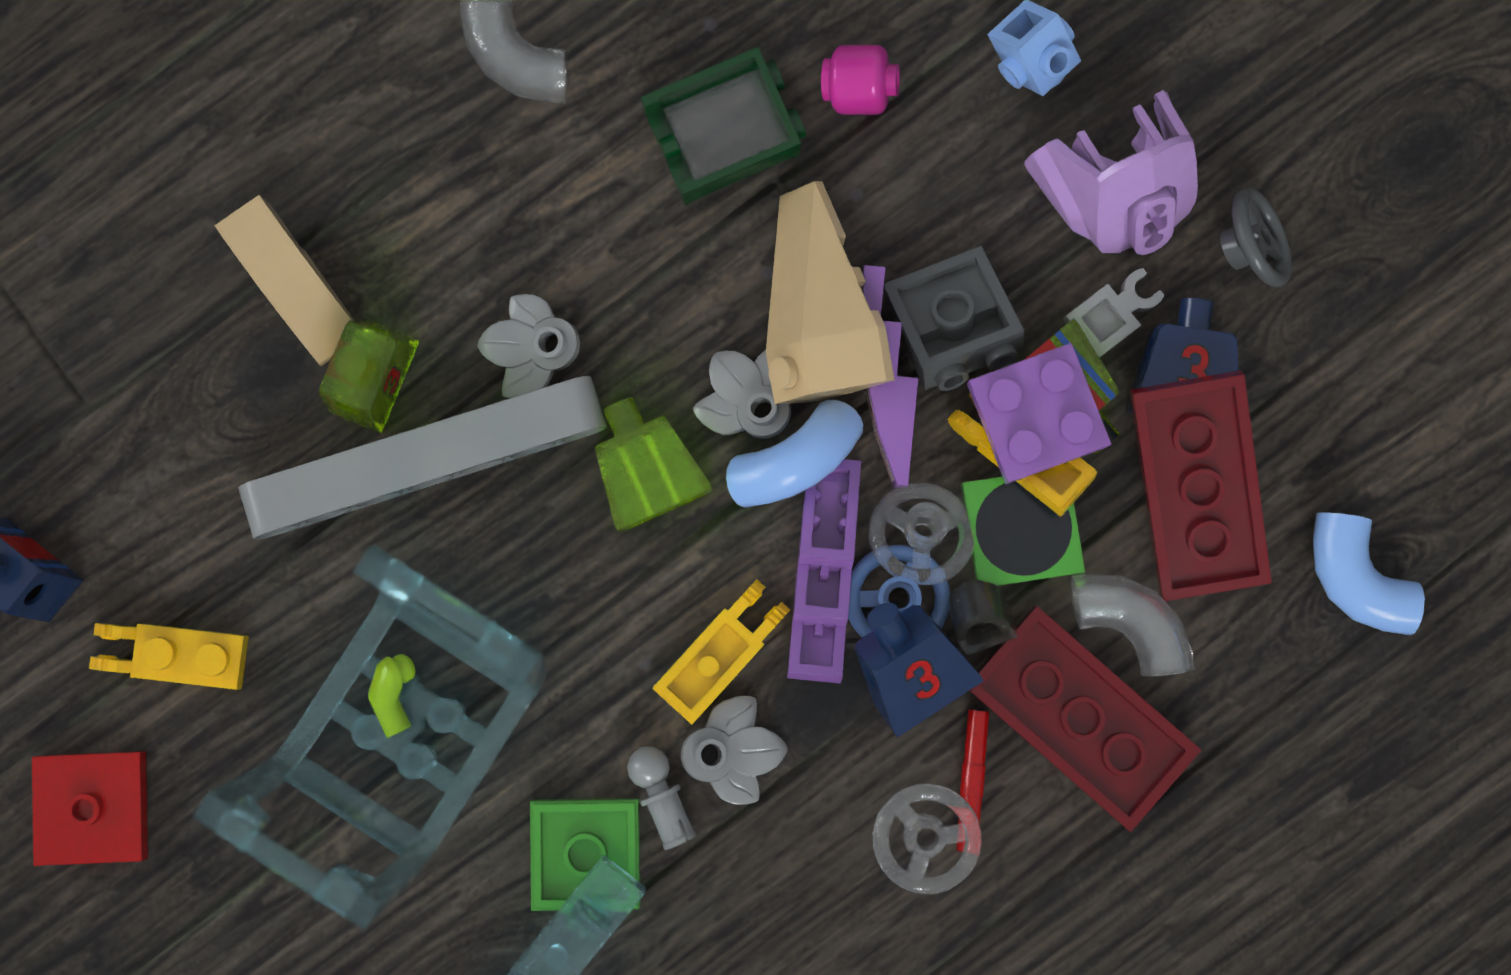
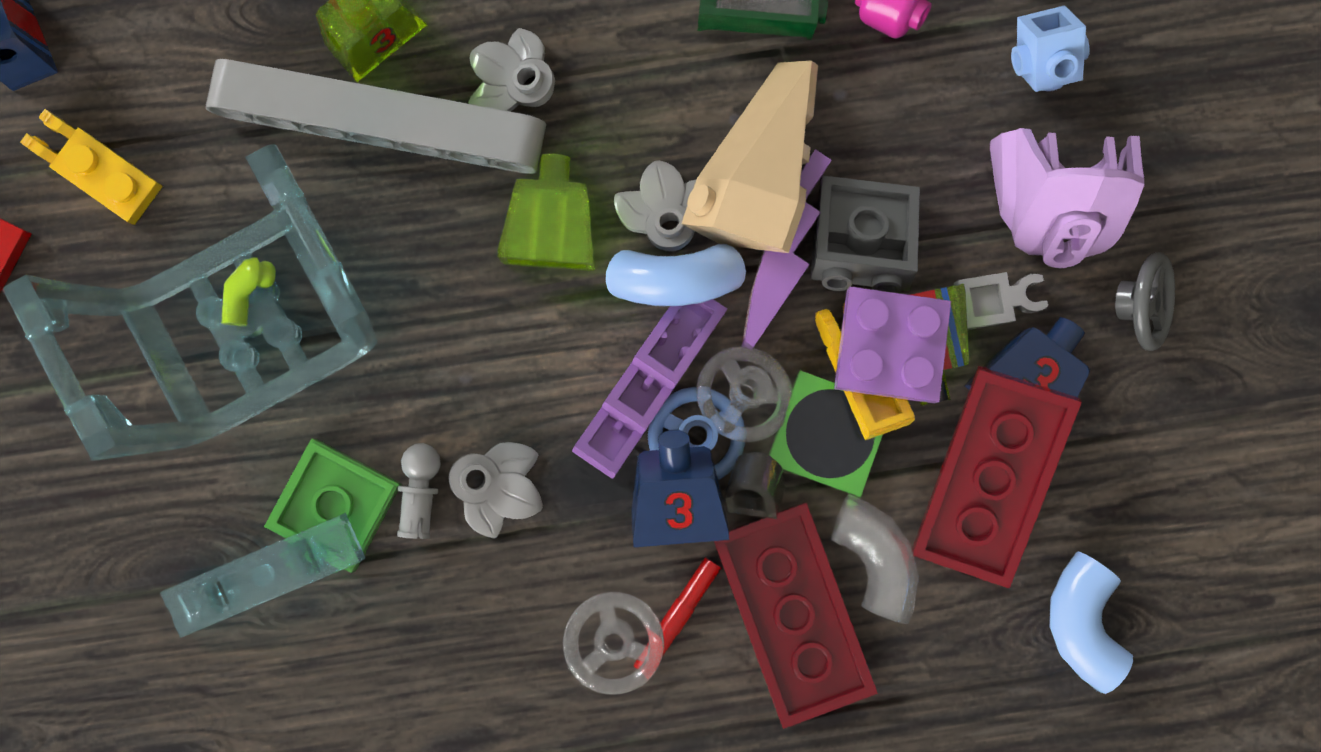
camera: 25 degrees right, 0 degrees up
(716, 657) = (524, 403): yellow hinge -> none

